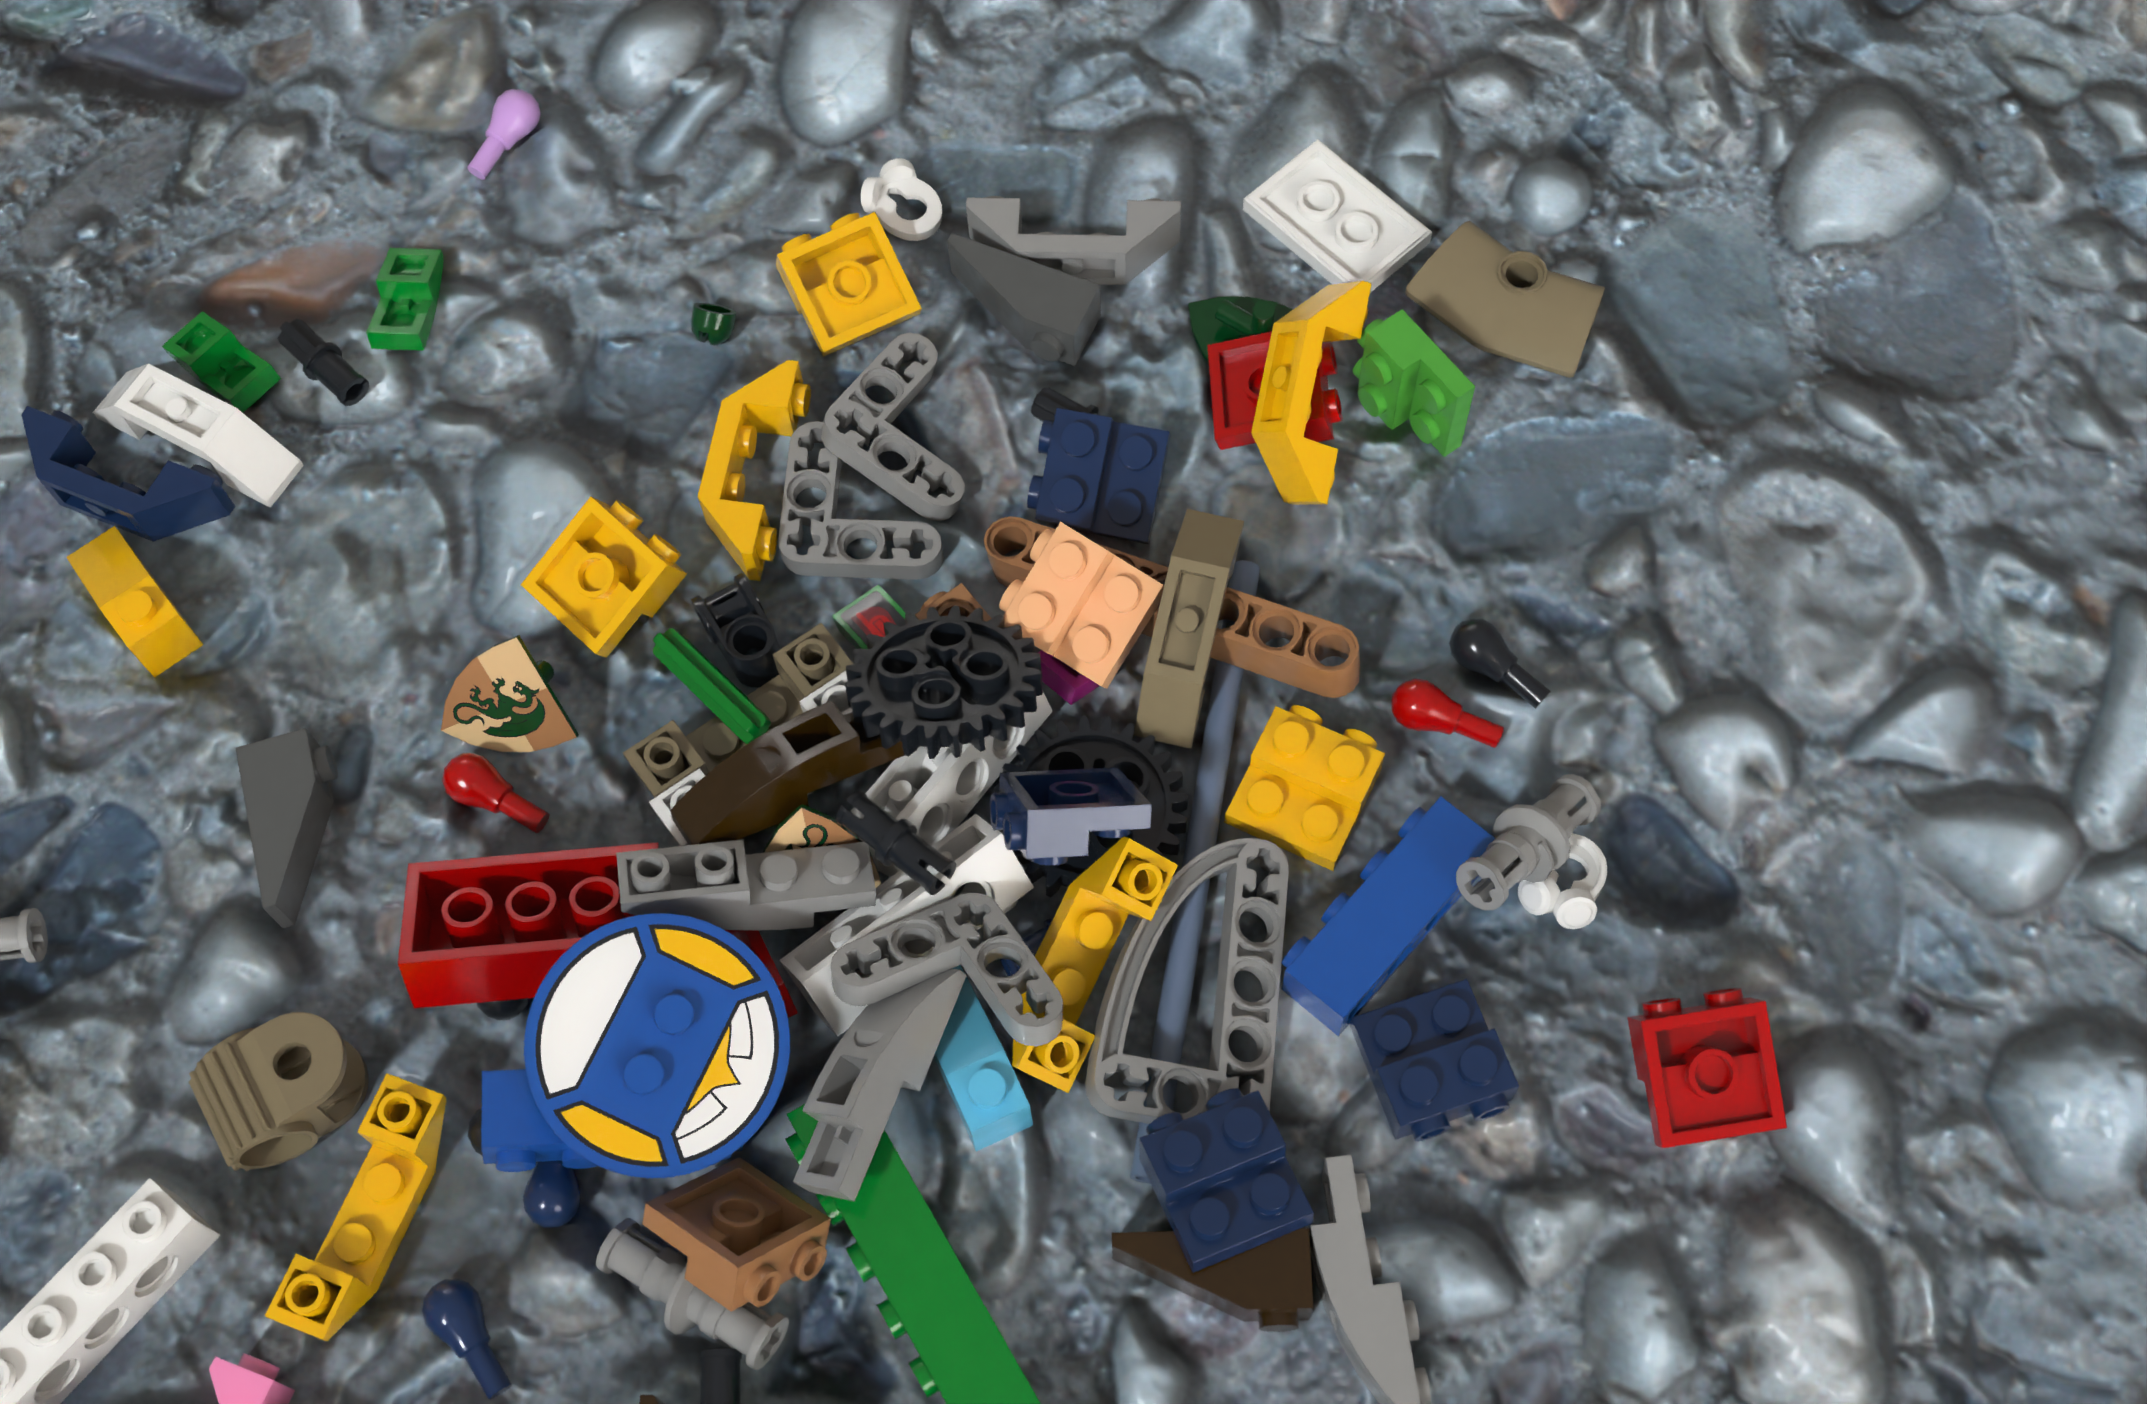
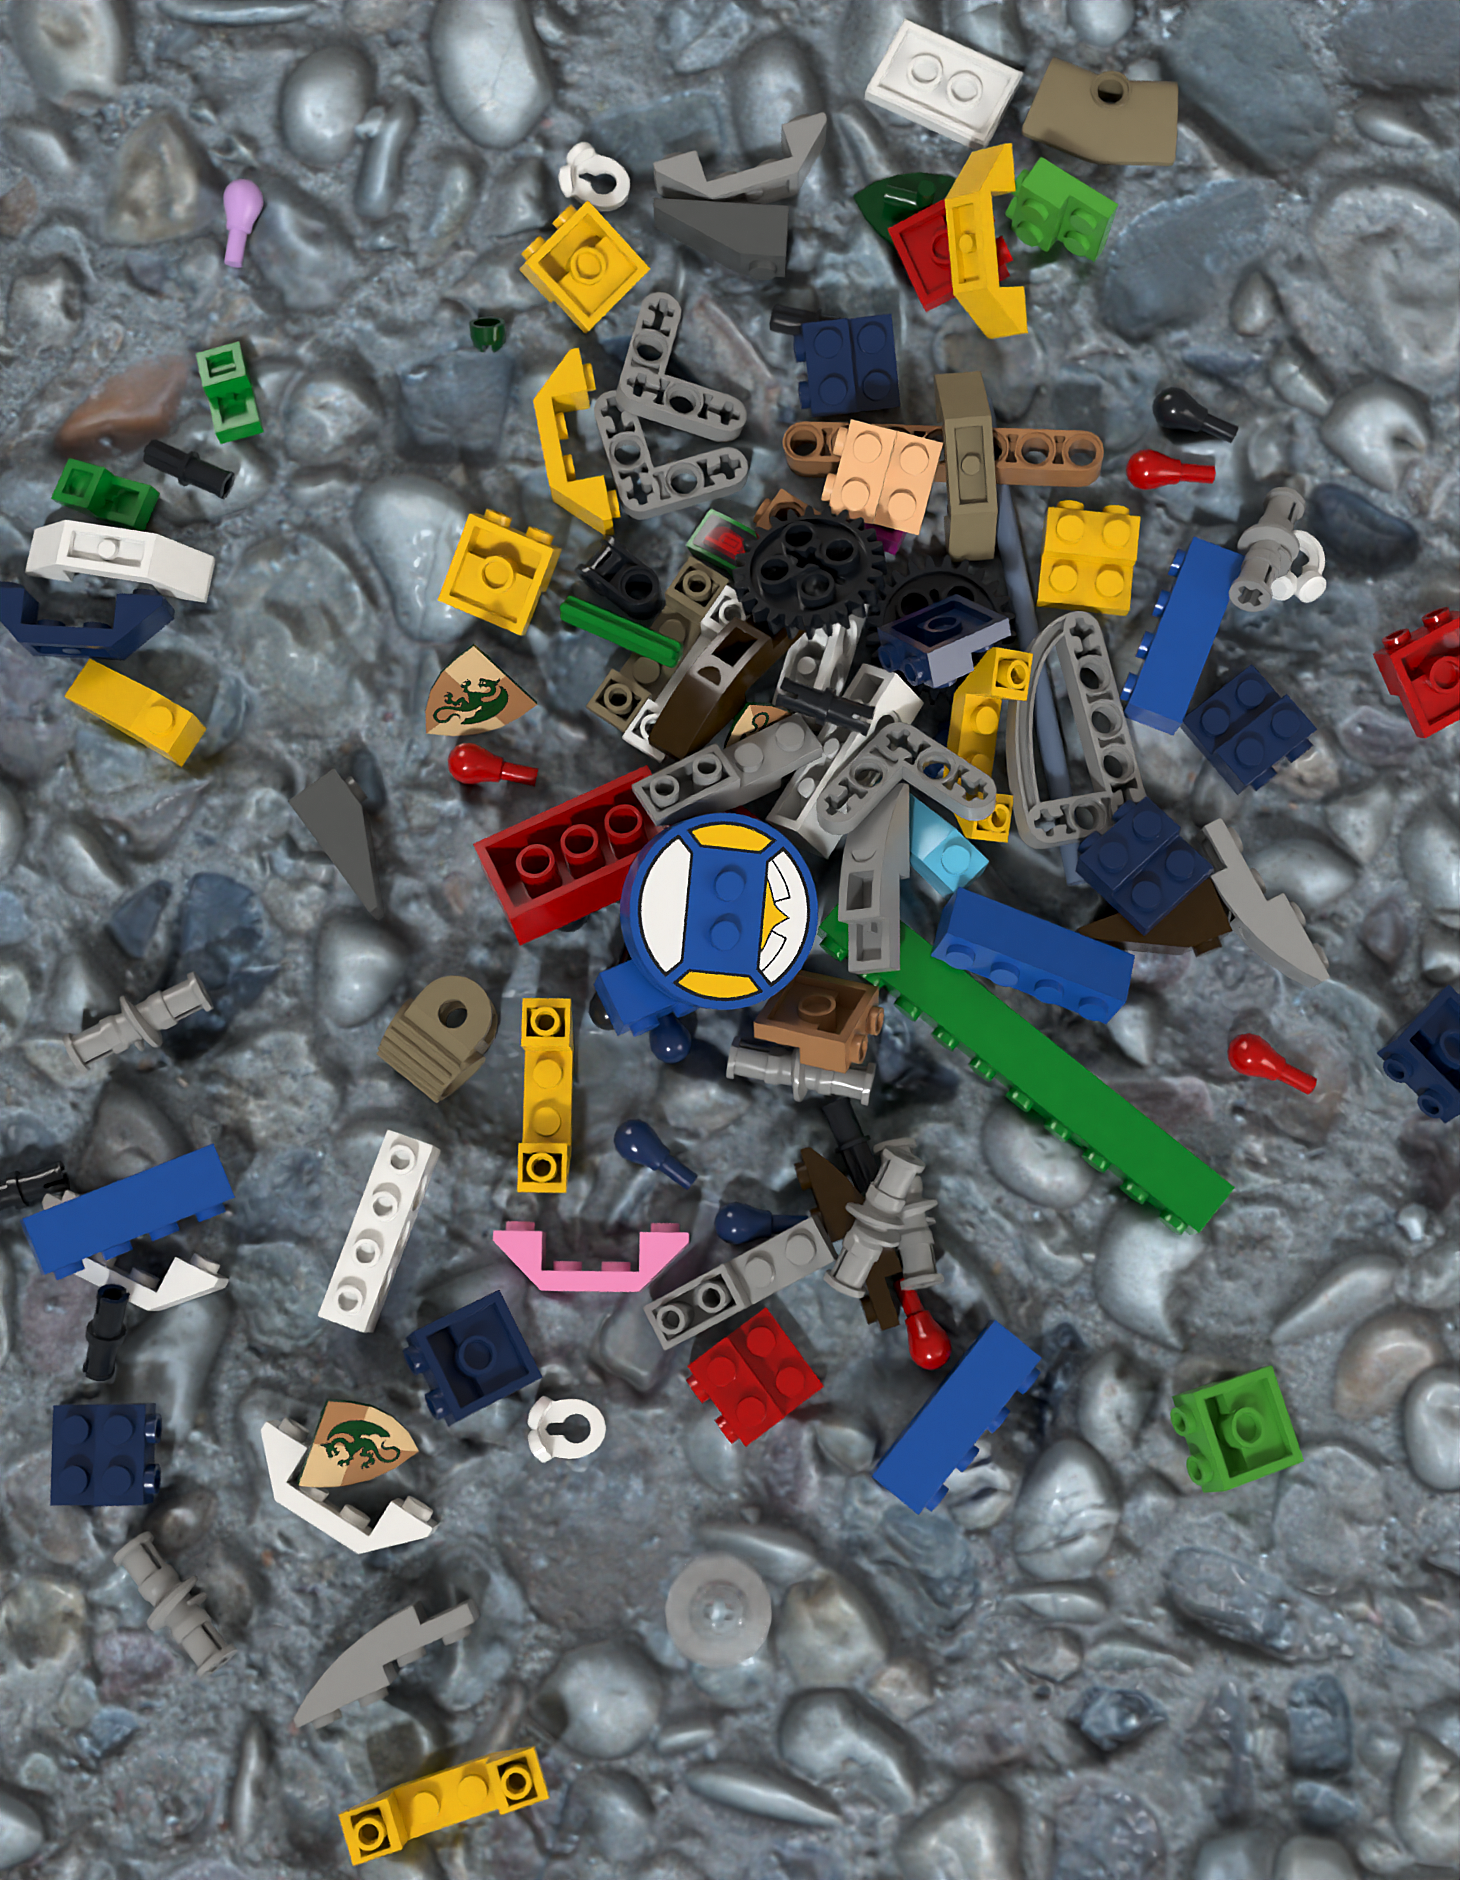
camera: 20 degrees left, 15 degrees up
(1040, 1249) = (1033, 956): none -> blue brick

